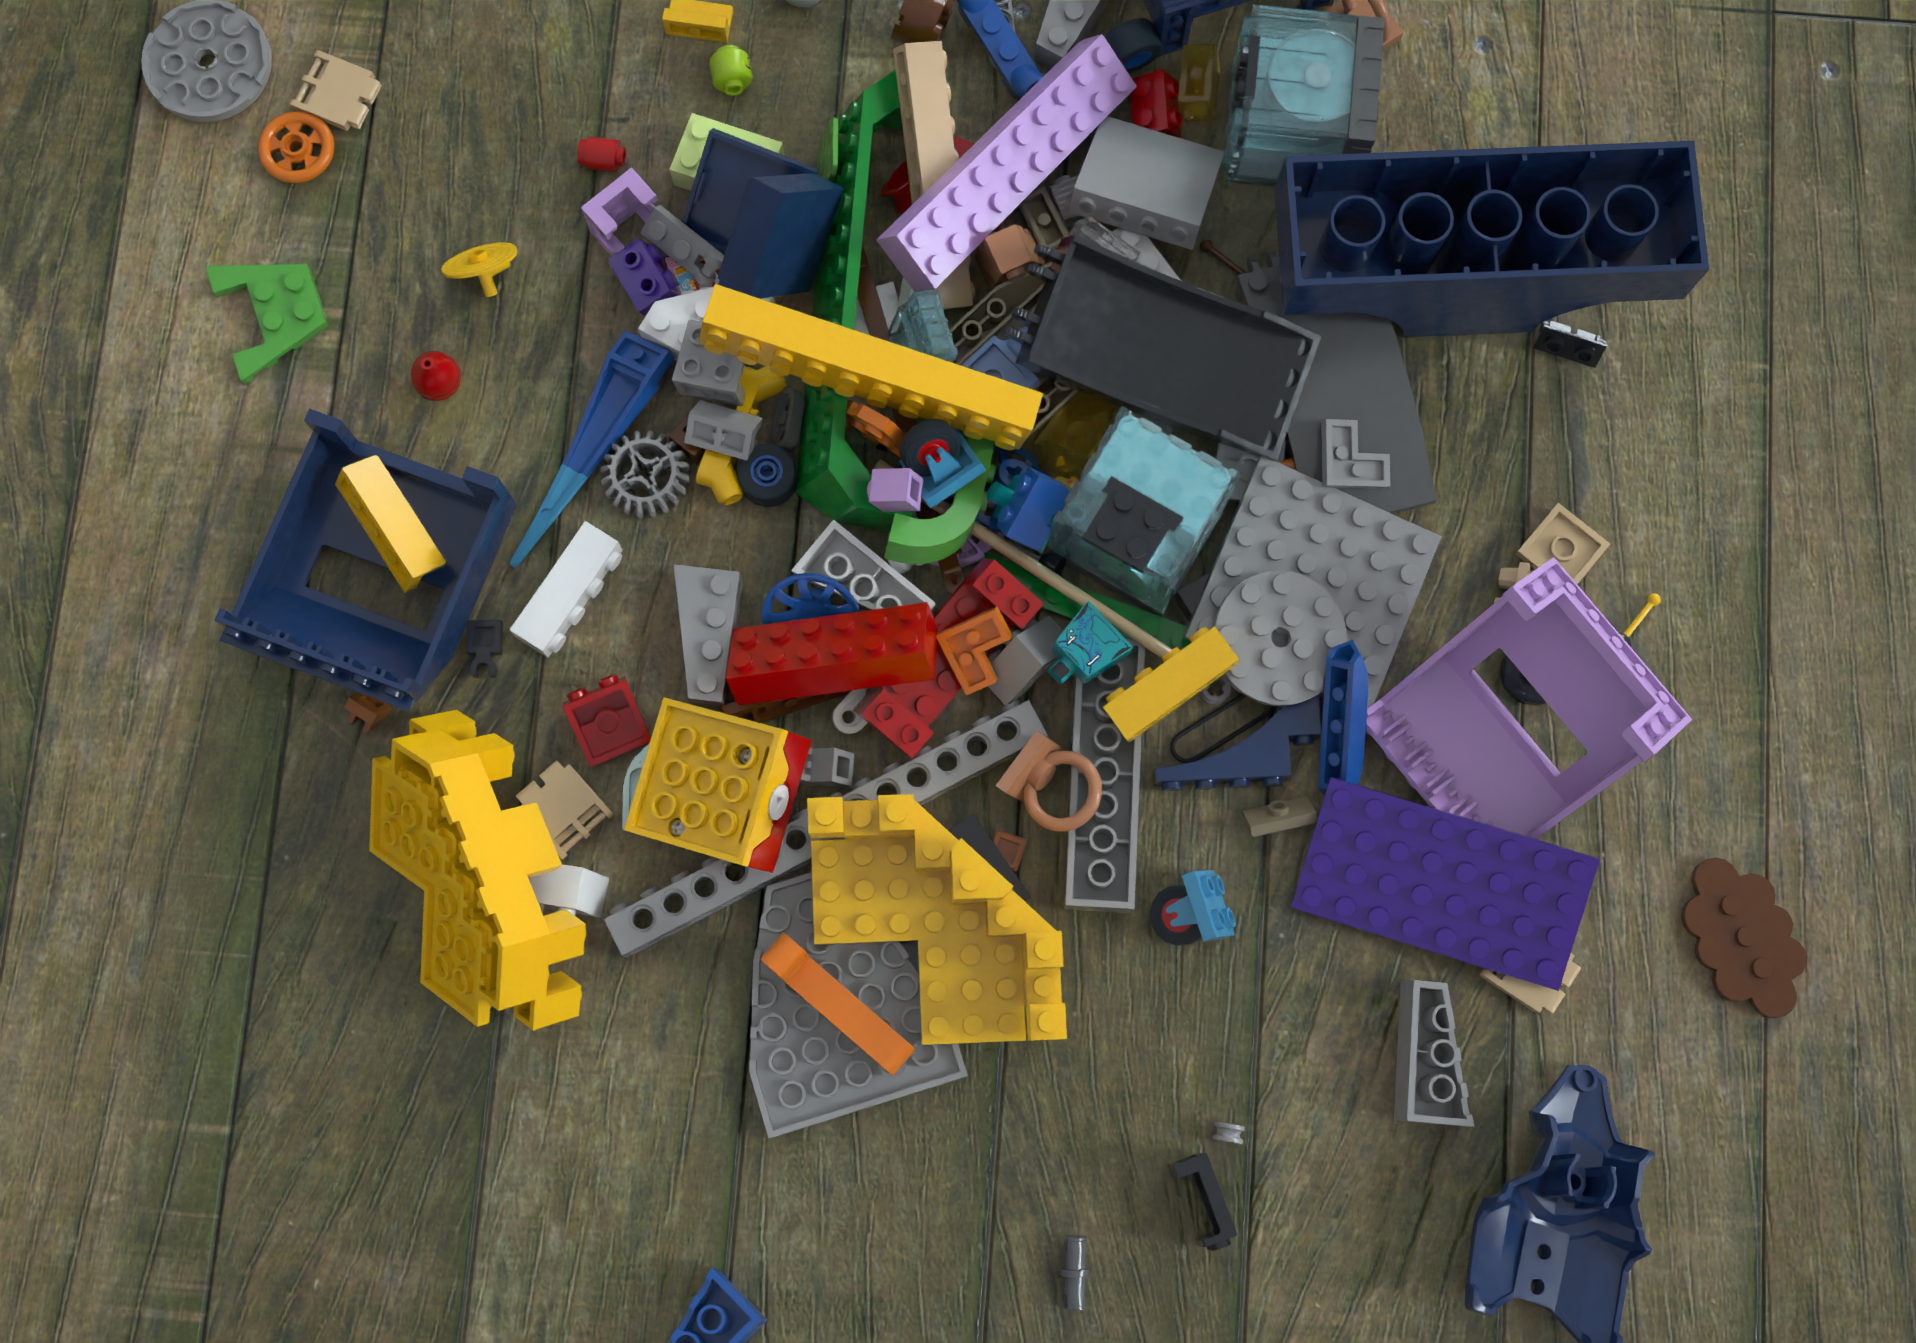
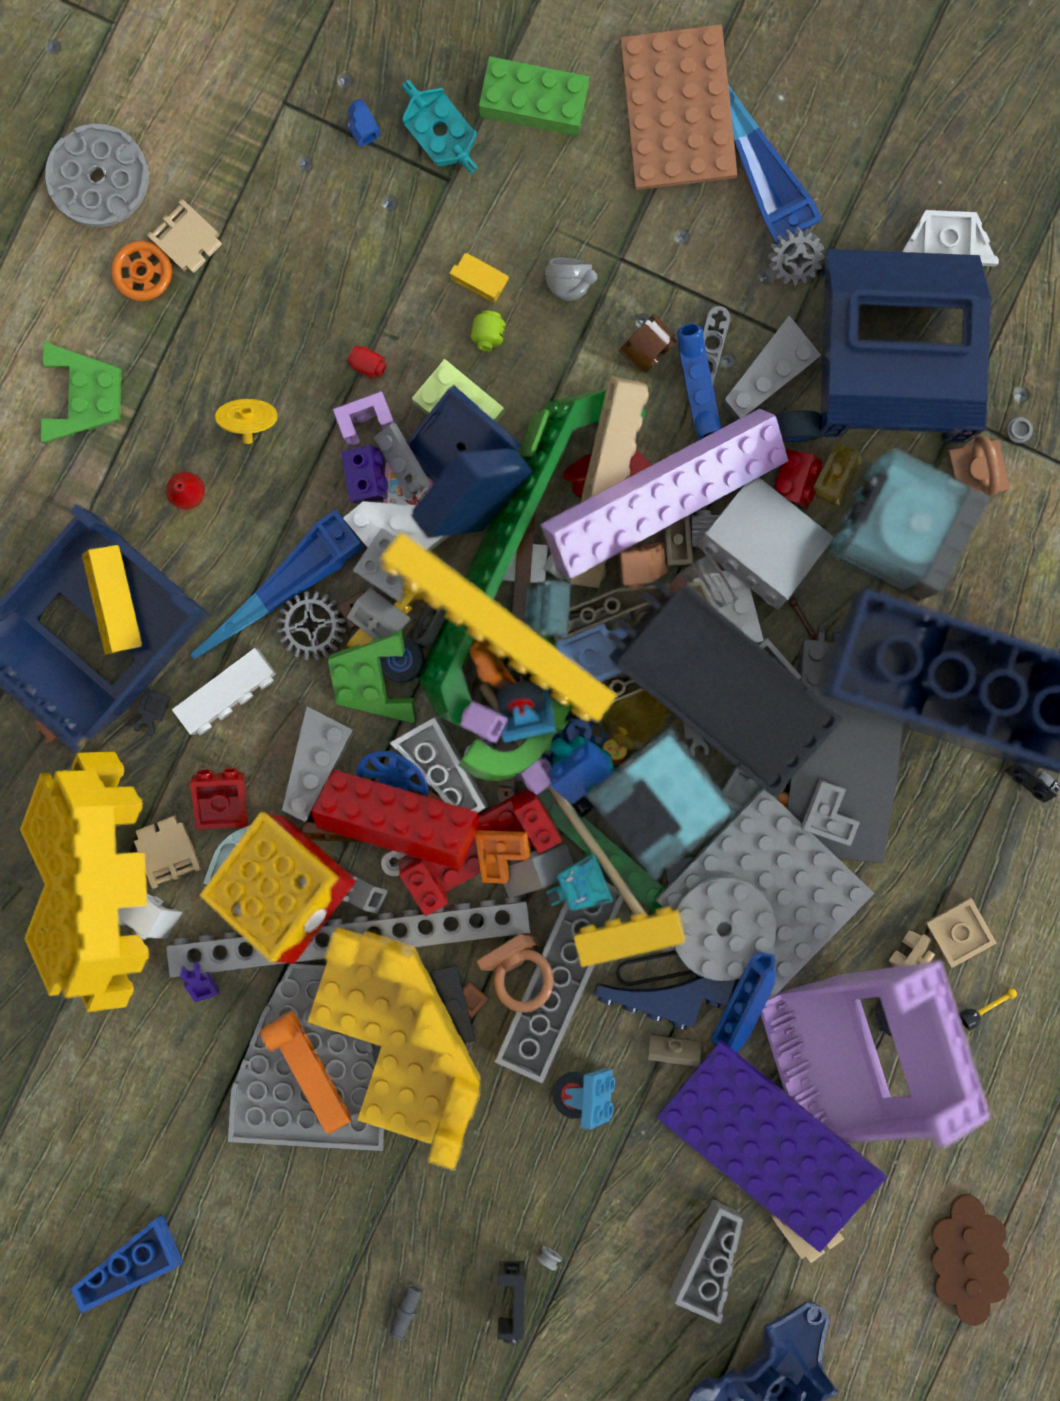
camera: 20 degrees right, 10 degrees up
(661, 949) = (199, 985): none -> dark purple plate
(726, 511) = (360, 681): none -> bright green wing
(986, 538) = (537, 776): none -> lavender plate

